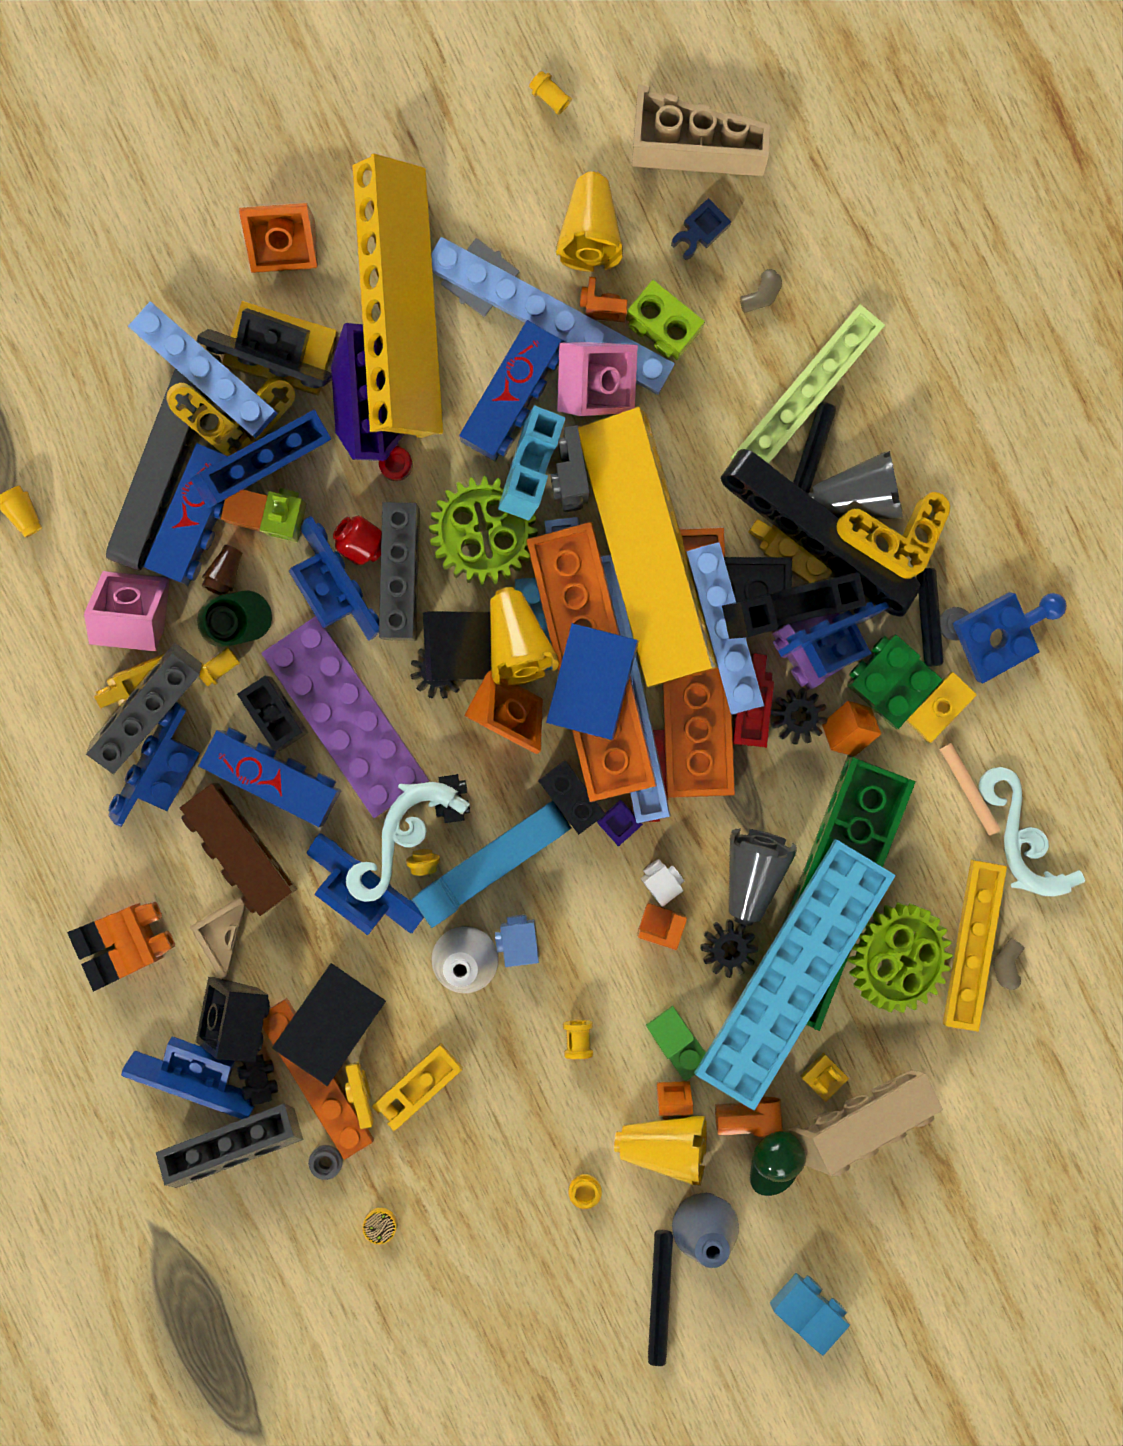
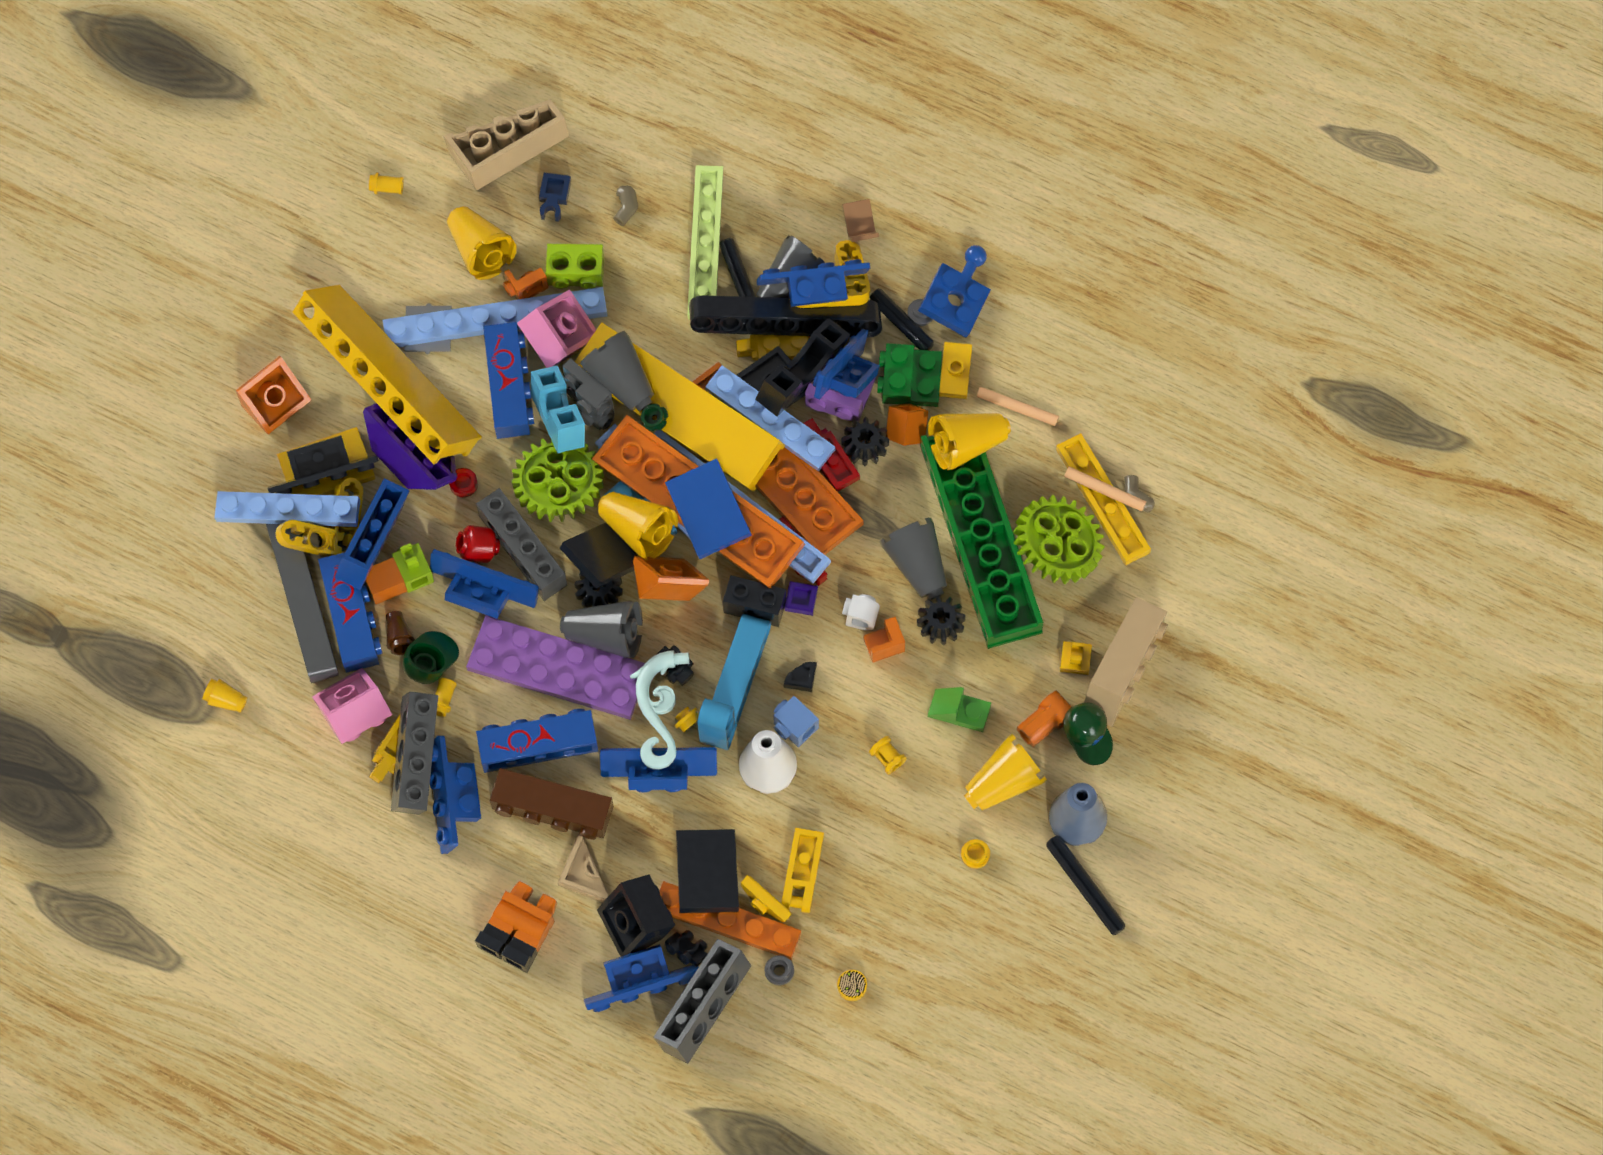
camera: 35 degrees left, 20 degrees down
(272, 713) = (506, 694): black brick -> none
(413, 718) = (606, 627): none -> dark grey cone
(560, 900) = (801, 677): none -> black tile
(605, 543) = (648, 413): none -> dark green plate
(614, 478) = (620, 371): none -> dark grey cone
(674, 1099) = (984, 744): orange tile -> none
(794, 974) = (994, 595): medium azure plate -> none
(809, 1313) = (1194, 814): dark azure brick -> none
(871, 530) = (817, 284): none -> blue bracket
(892, 799) = (965, 436): none -> yellow cone
(970, 486) = (859, 220): none -> medium nougat bracket
(984, 942) = (1105, 489): none -> light nougat bar
(1014, 838) = (1083, 405): light aqua plant -> none

